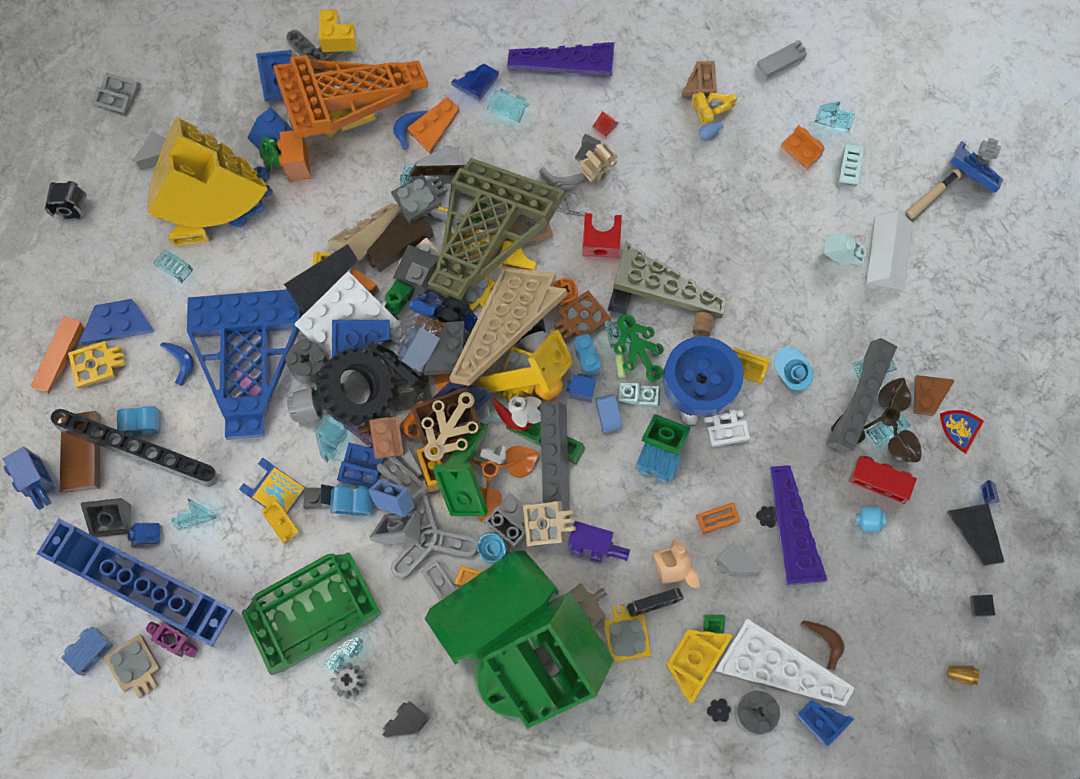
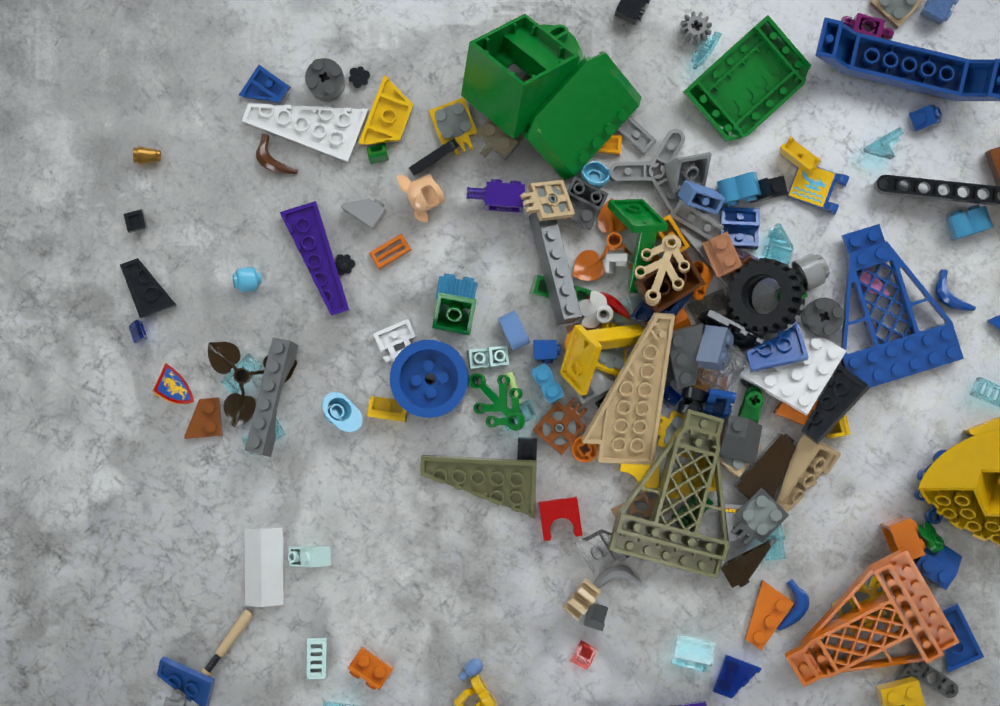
camera: 170 degrees right, 15 degrees up
(107, 517) = (965, 124): dark grey slope -> none
(702, 324) = (439, 443): medium nougat wheel -> none
(882, 479) = (241, 321): red brick -> none

